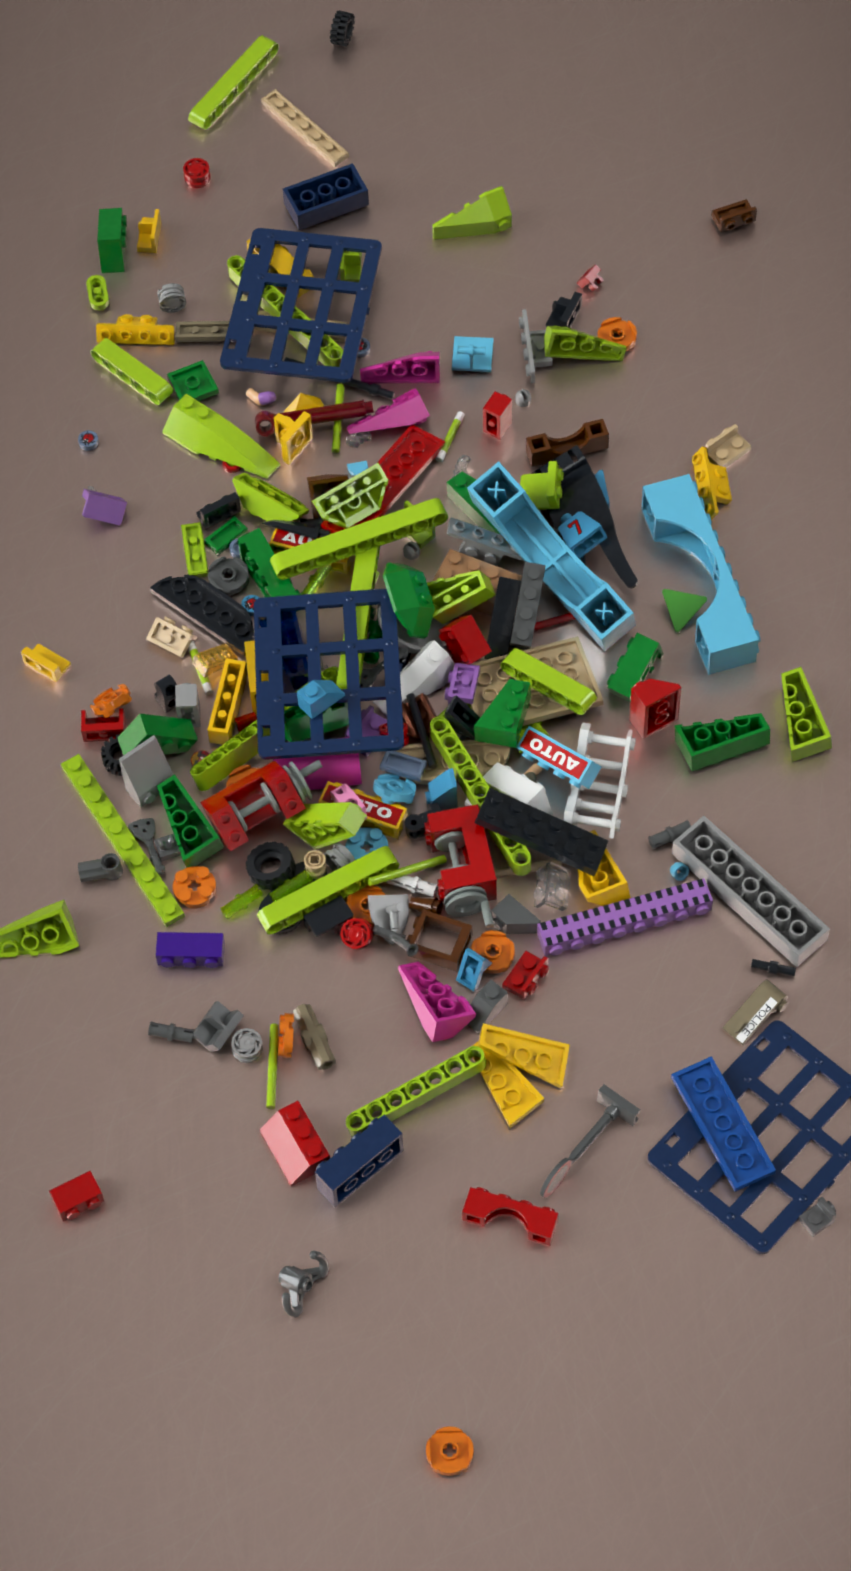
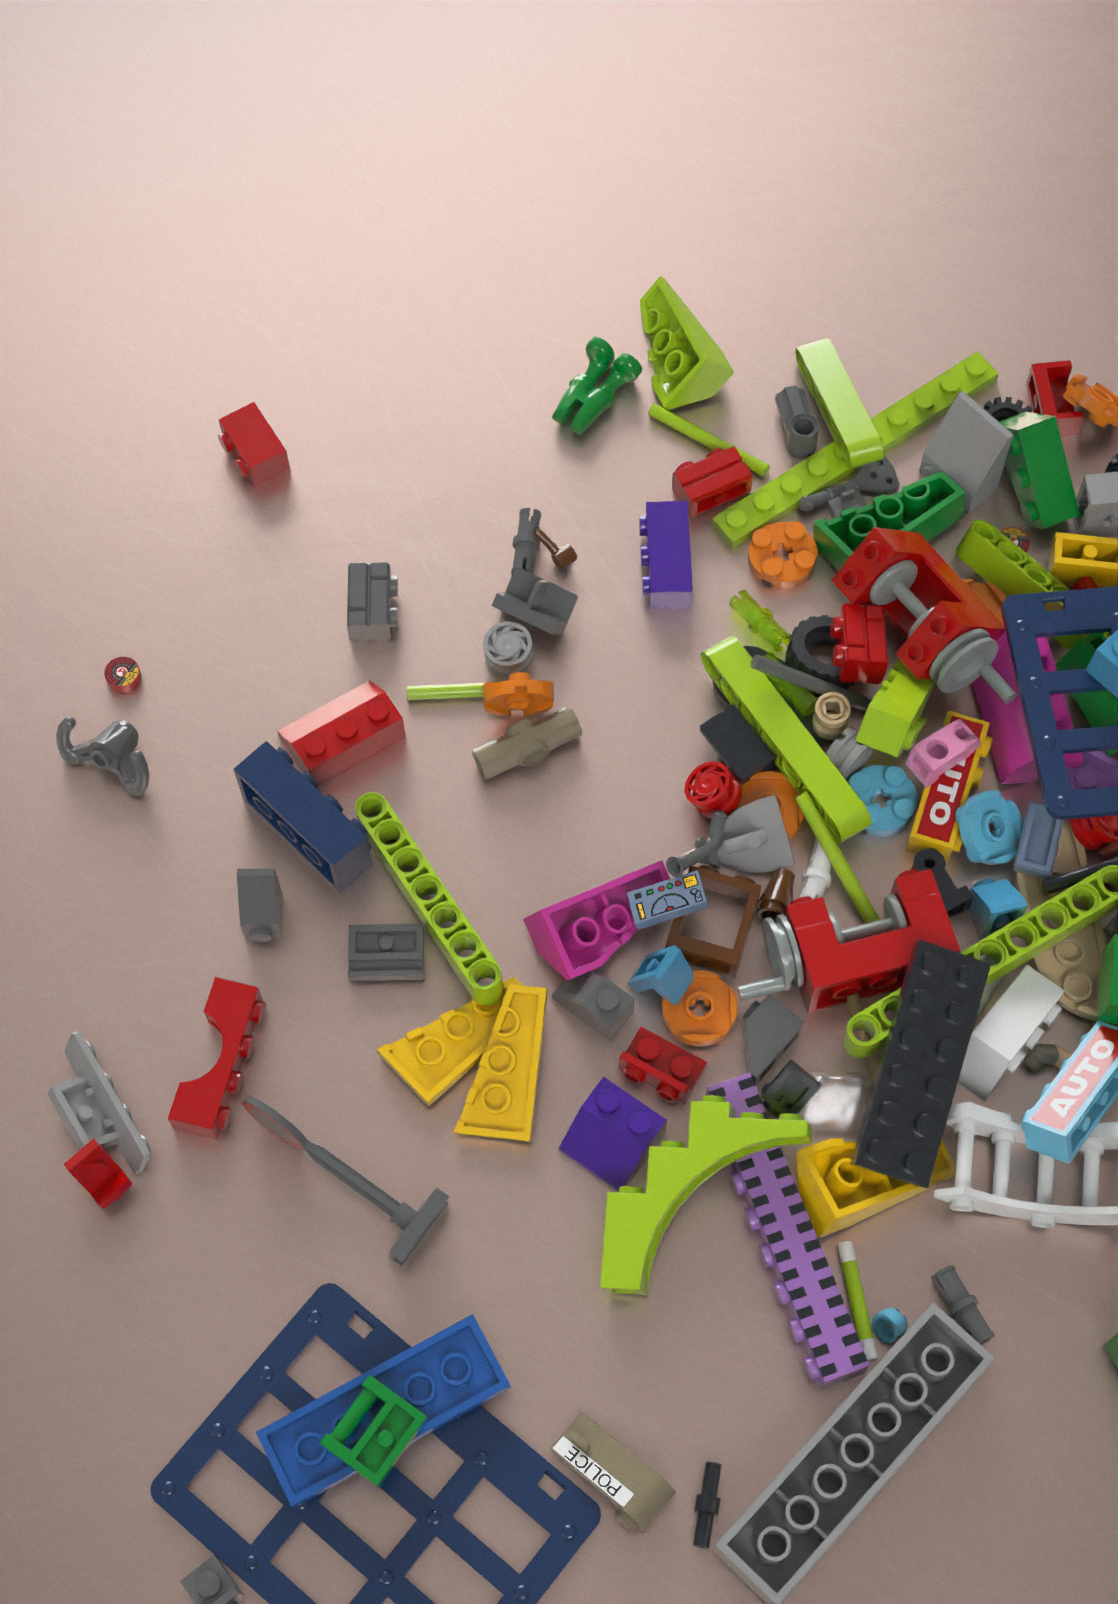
camera: 85 degrees right, 5 degrees up
(66, 985) = (582, 387): none -> green piece
(94, 841) = (839, 403): none -> lime beam
(105, 922) = (704, 437): none -> lime bar
(139, 920) = (712, 480): none -> red brick
(181, 1012) = (560, 556): none -> reddish brown hand
(205, 1124) = (370, 601): none -> dark grey brick
(240, 1280) = (122, 674): none -> tile
(273, 840) = (860, 643): none -> red brick
(295, 870) = (807, 681): none -> dark grey bar
(416, 1188) = (260, 903): none -> dark grey slope
(430, 958) = (667, 900): none -> sand blue tile
(447, 1121) = (386, 952): none -> dark grey plate
(539, 1284) = (93, 1108): none -> light grey bracket
(550, 903) = (789, 1090): none -> black bracket
(567, 1000) = (612, 1134): none -> dark purple slope
(582, 1279) = (98, 1174): none -> red bracket
(595, 965) = (716, 1139): none -> lime arch
(648, 888) = (857, 1299): none -> lime bar
(740, 1116) = (384, 1438): none -> green plate

